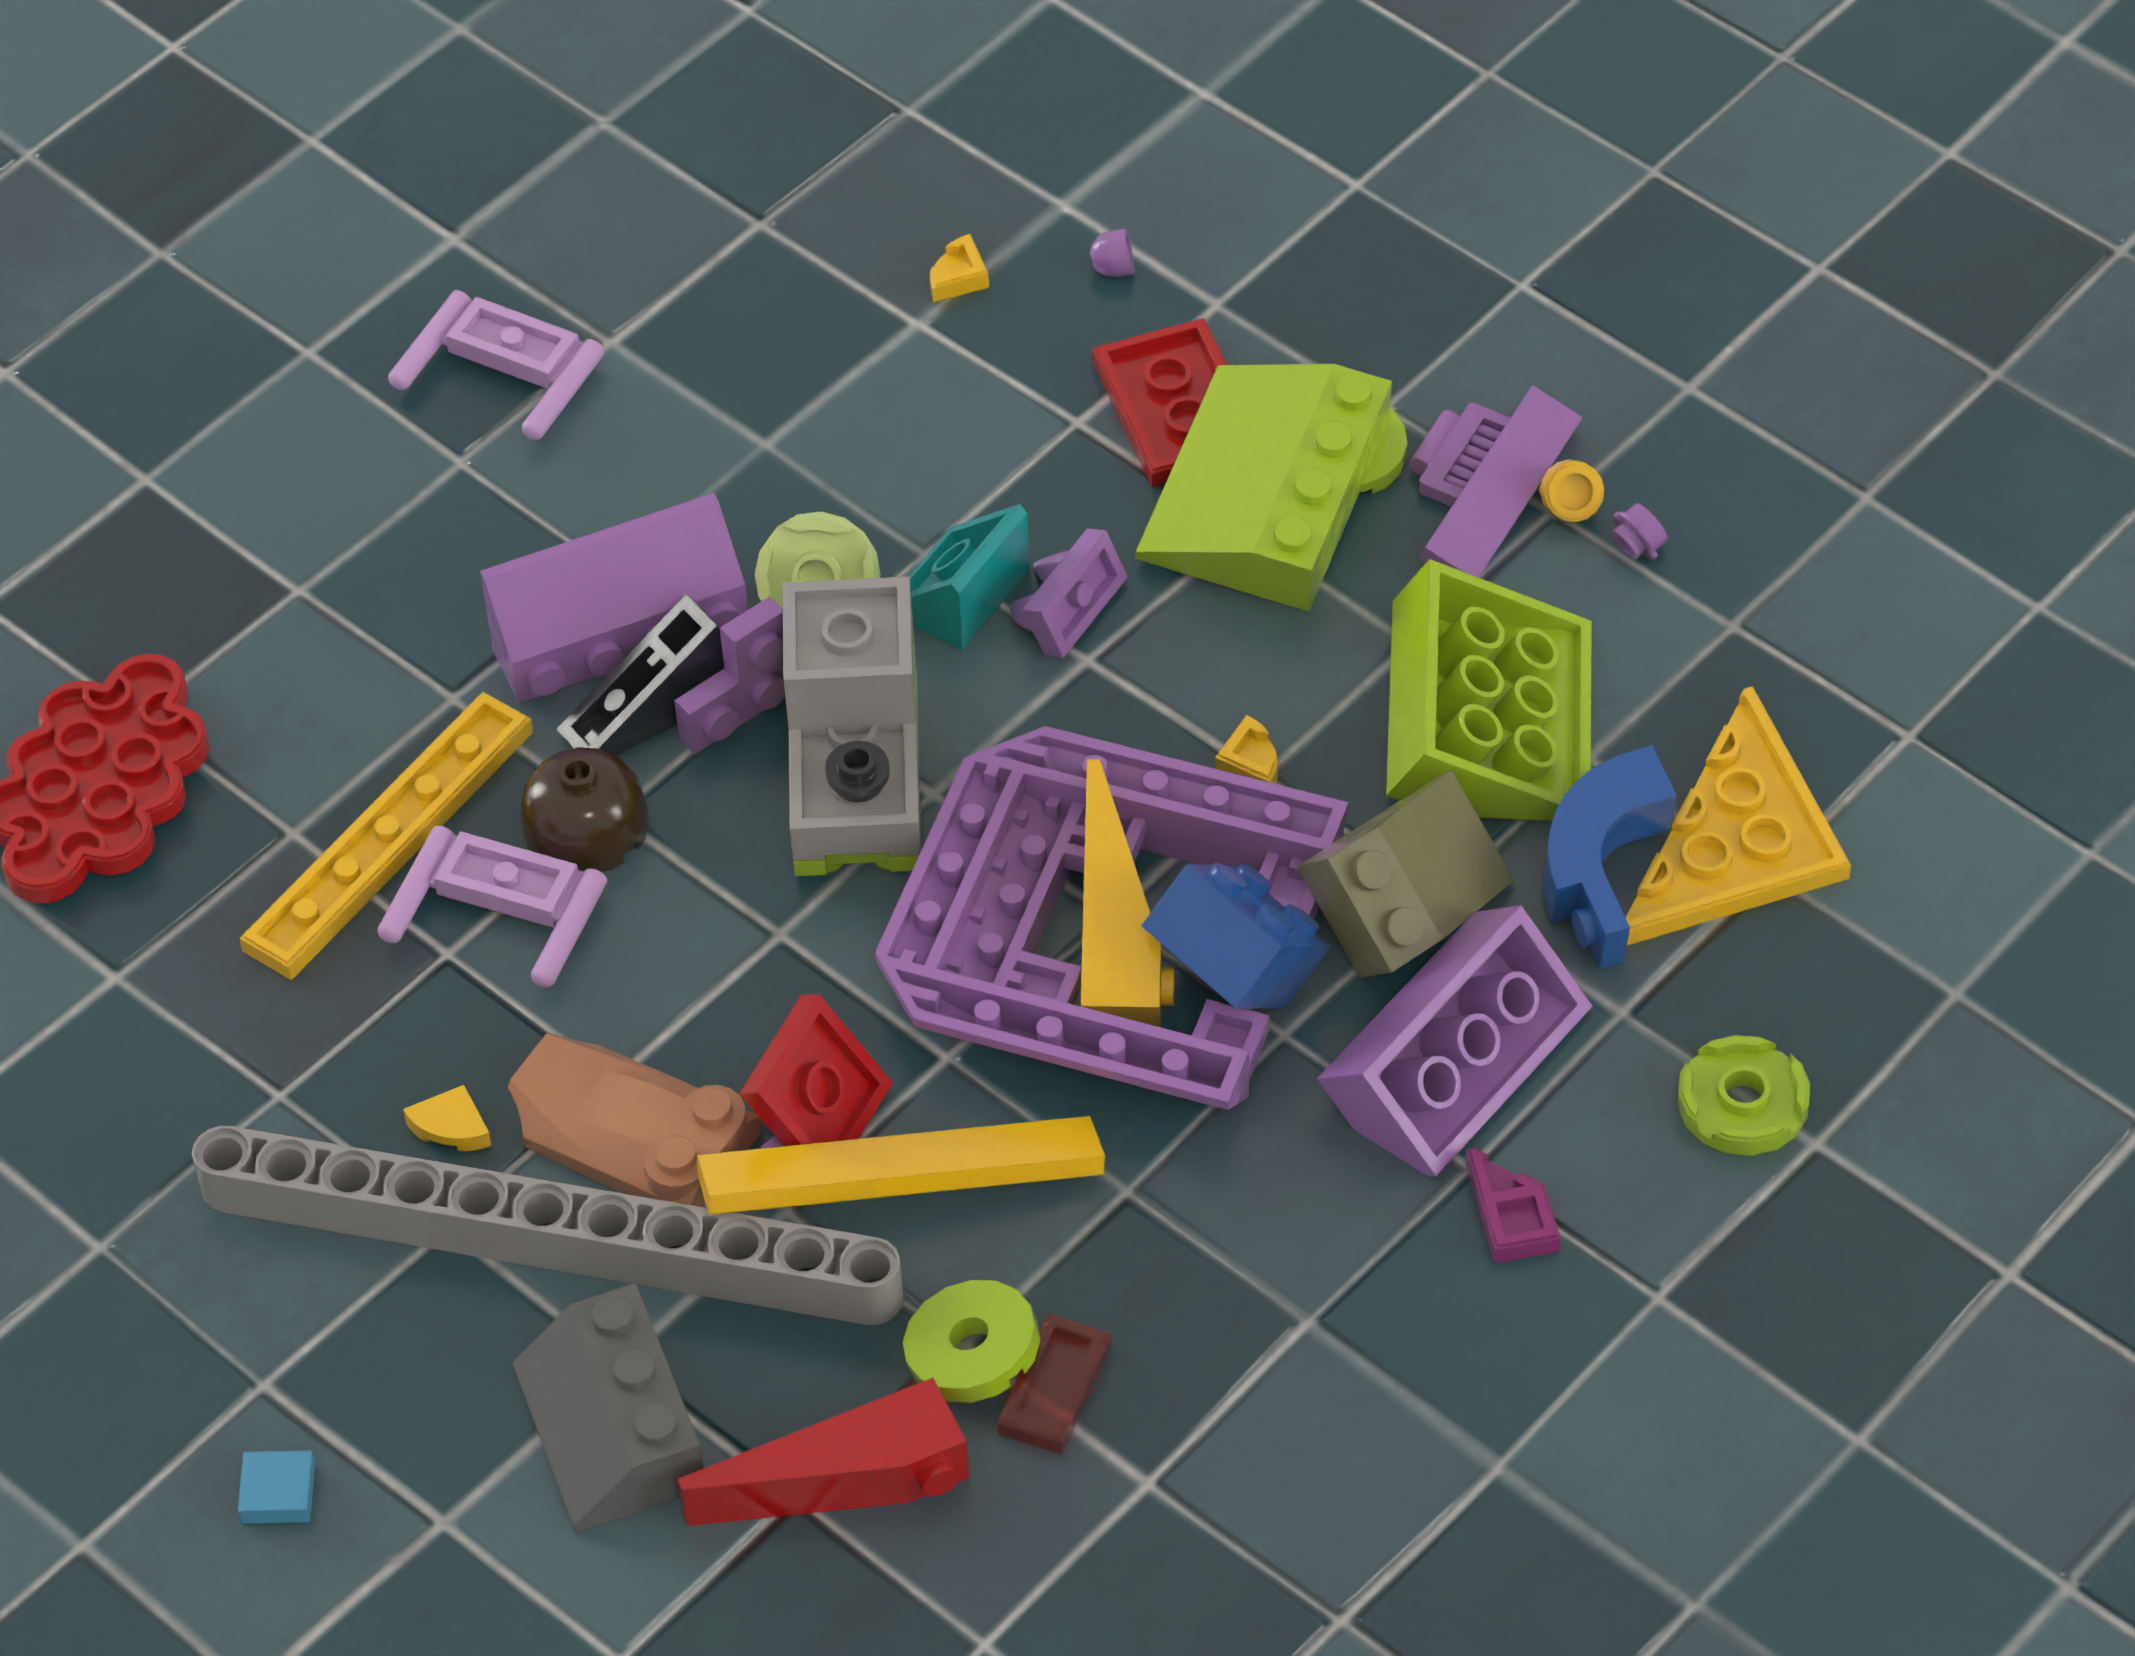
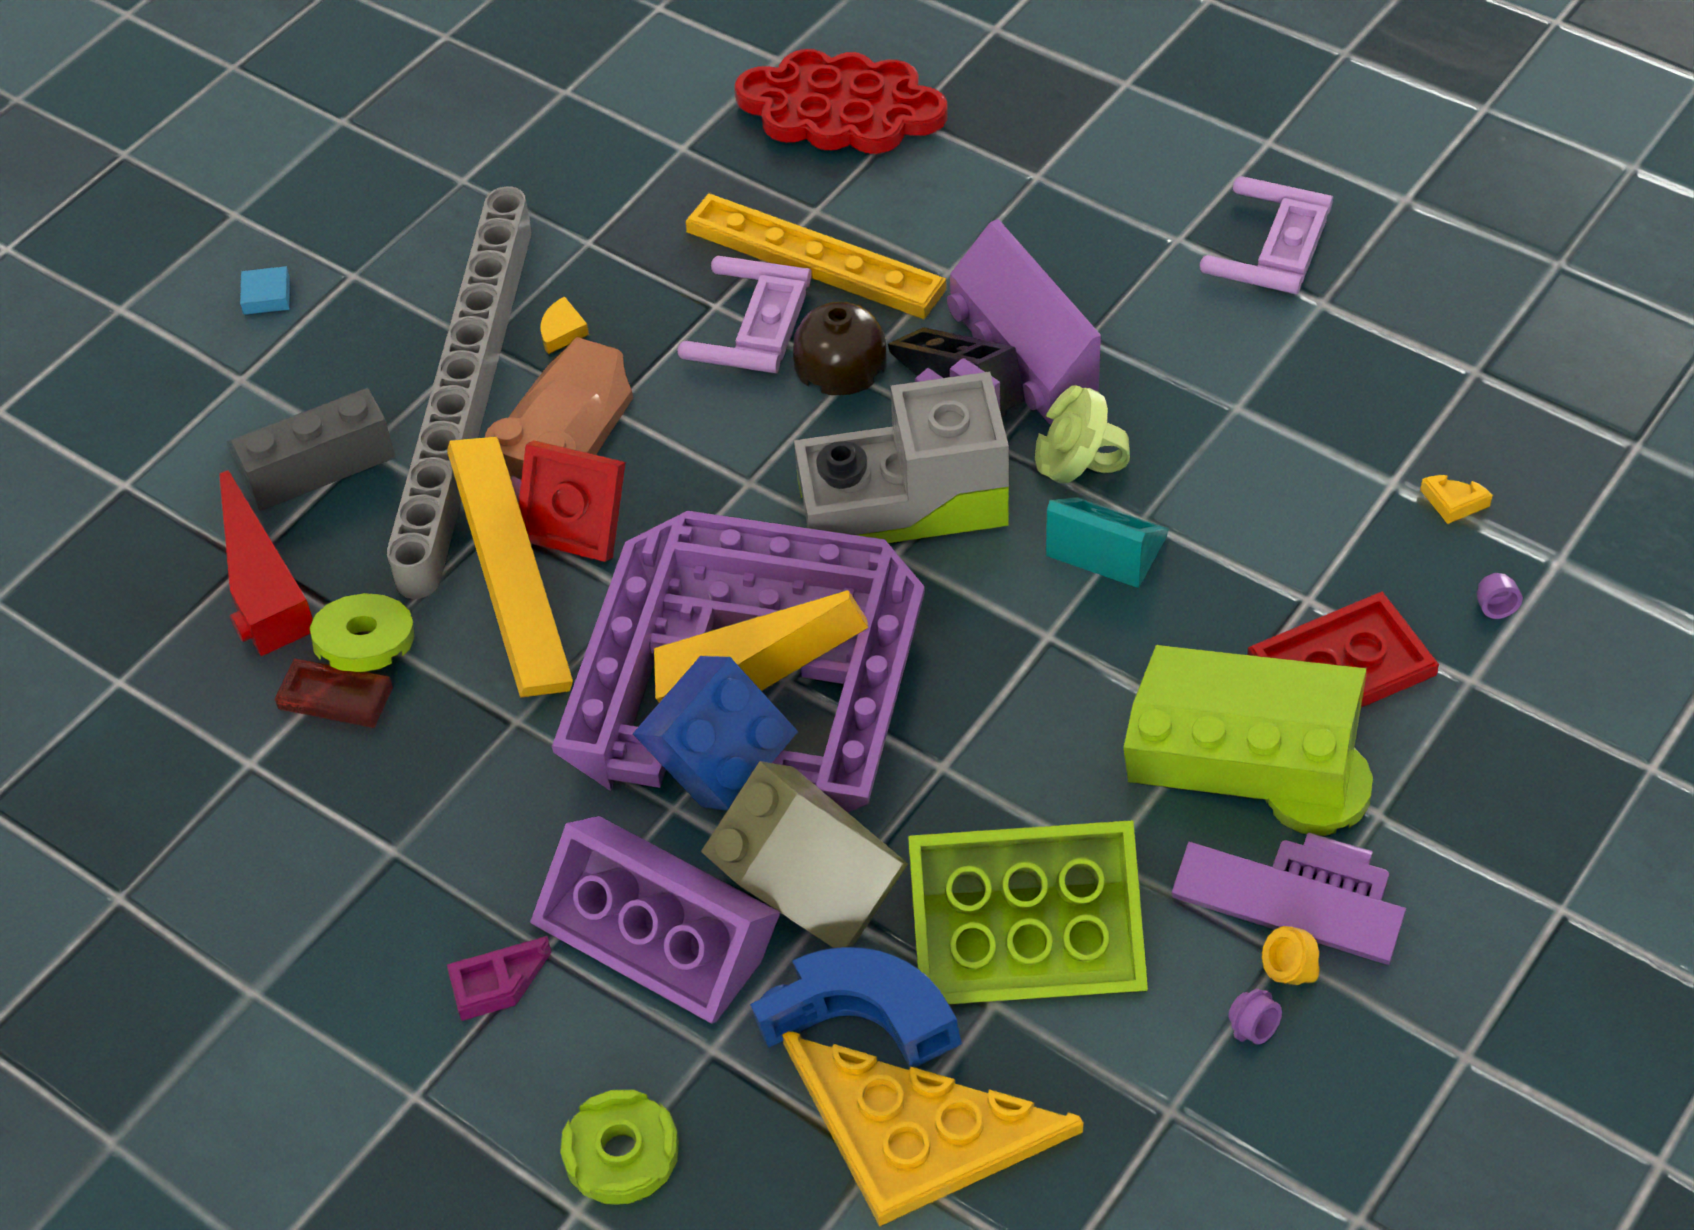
camera: 85 degrees right, 0 degrees up
(1072, 594) = (1098, 606): medium lavender tile -> none
(1249, 752) = (955, 753): yellow tile -> none

